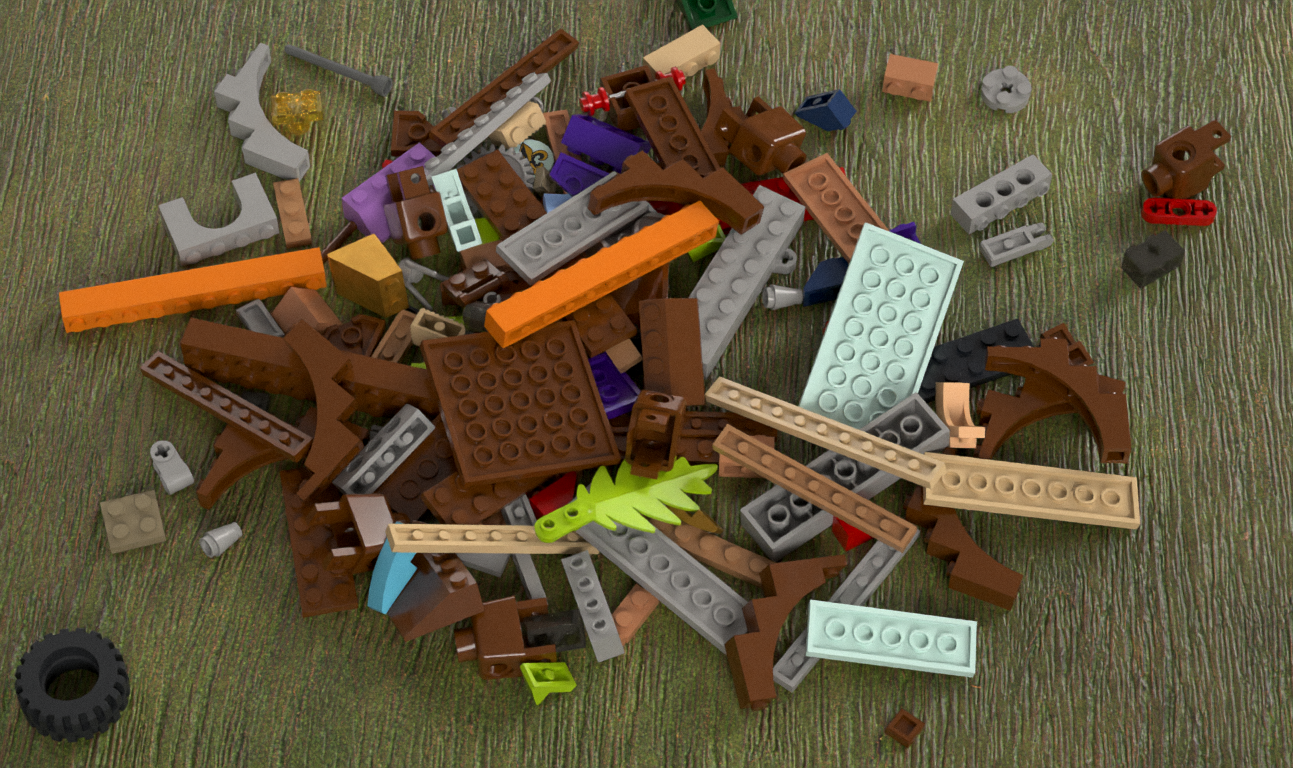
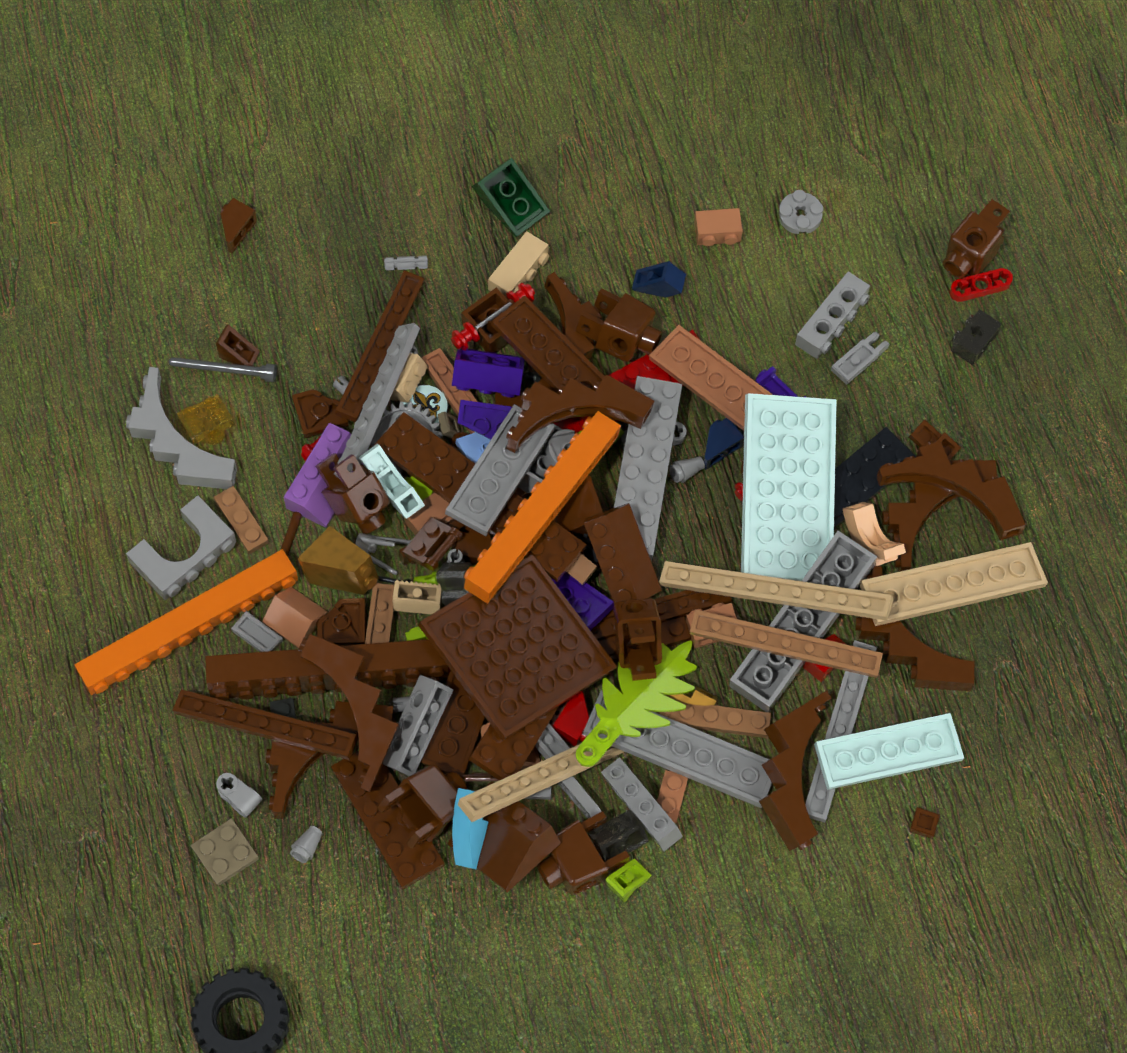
camera: 20 degrees left, 10 degrees up
(355, 50) = (235, 348): none -> reddish brown slope
(567, 24) = (406, 262): none -> light grey axle

